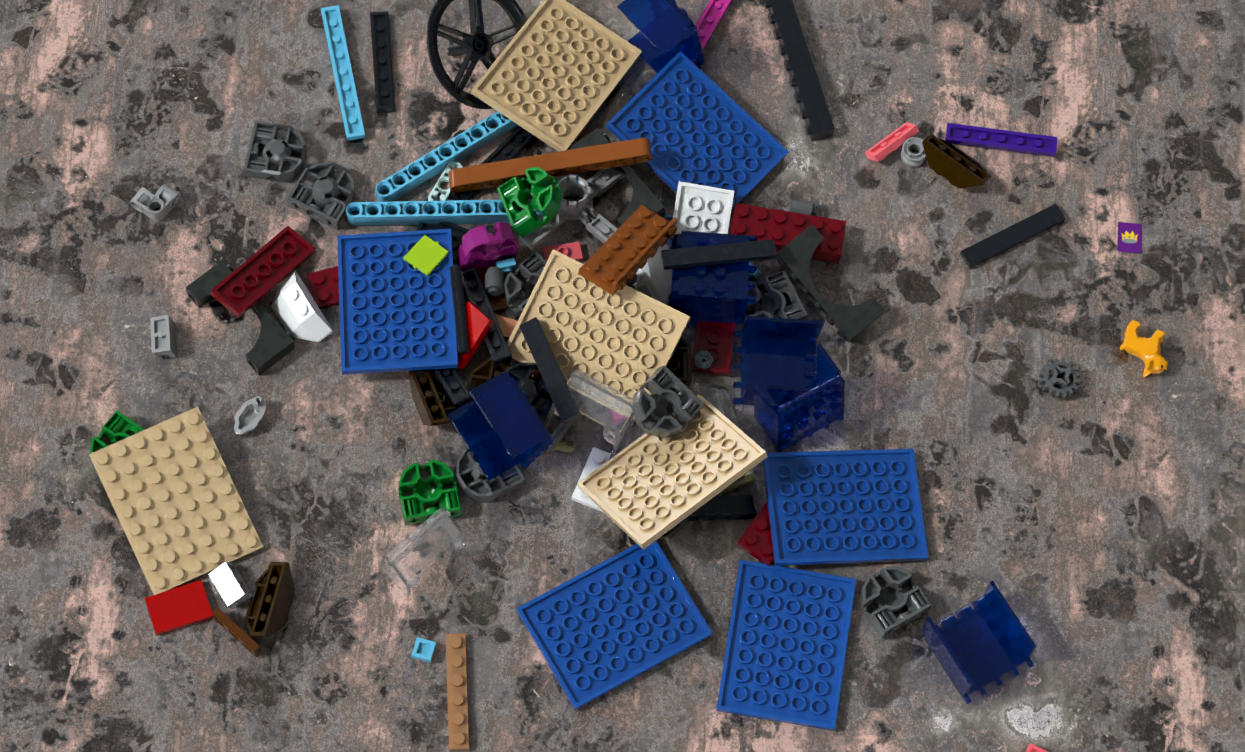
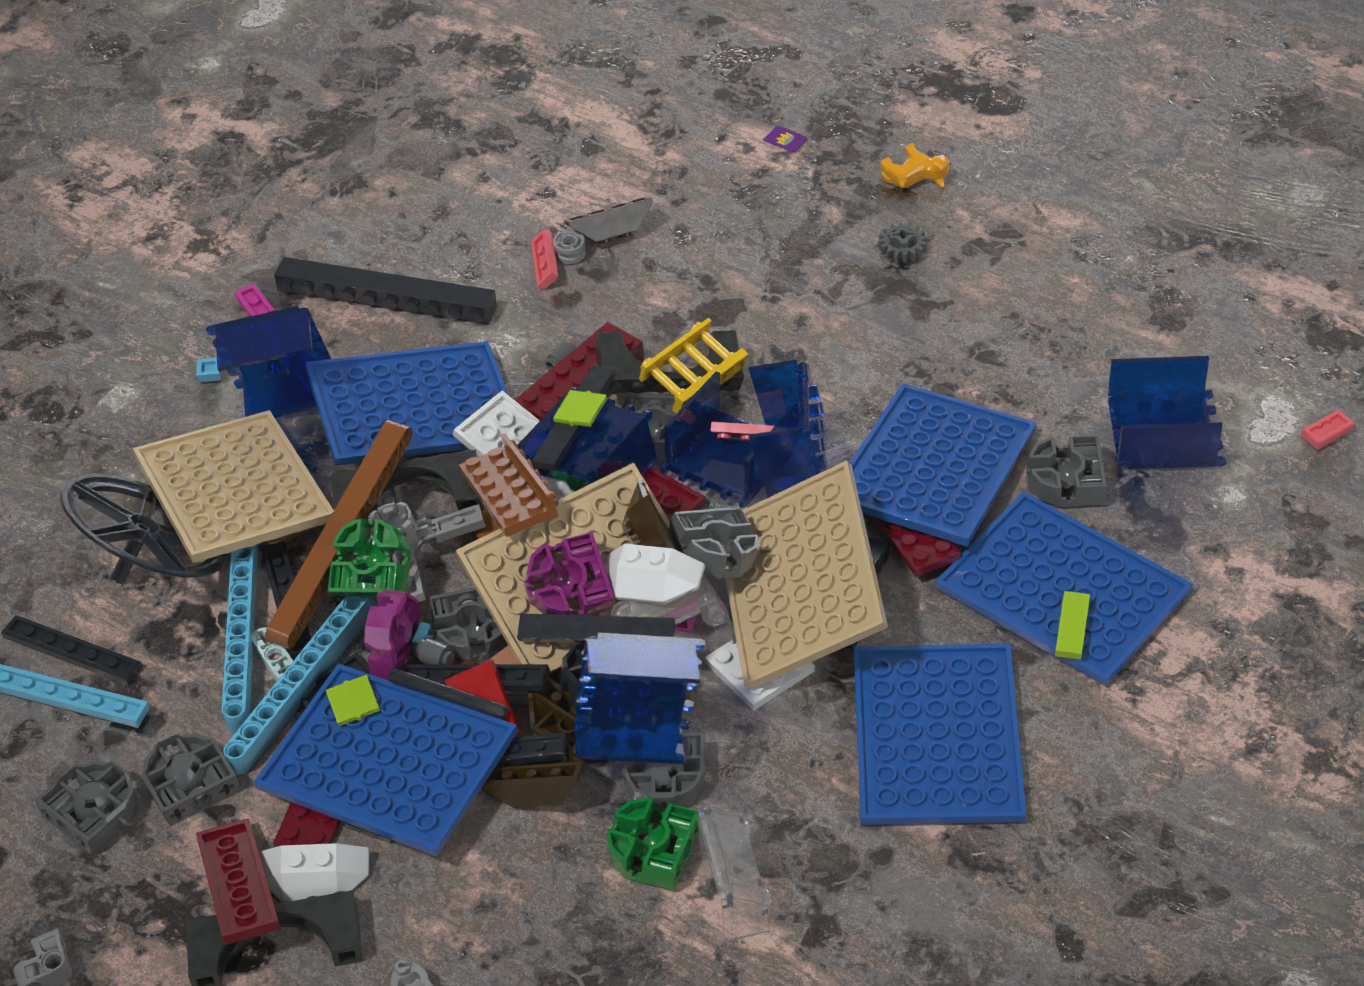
camera: 50 degrees left, 20 degrees down
(423, 650) = (853, 941): medium azure plate -> none
(457, 692) = (930, 933): medium nougat plate -> none
(568, 330) = (576, 551): none -> magenta connector
(571, 250) = (448, 580): coral plate -> none
(606, 380) = (652, 573): none -> white wedge
(643, 358) = (644, 522): none -> dark brown wedge
(703, 355) = (674, 504): clear light blue plate -> none
(724, 254) = (580, 408): none -> lime piece
(748, 665) = (1072, 625): none -> lime tile
(798, 366) = (726, 431): none -> coral plate
(832, 321) = (729, 367): none -> yellow fence
(1001, 139) = (609, 180): dark purple plate -> none
(1012, 236) = (719, 217): black tile -> none

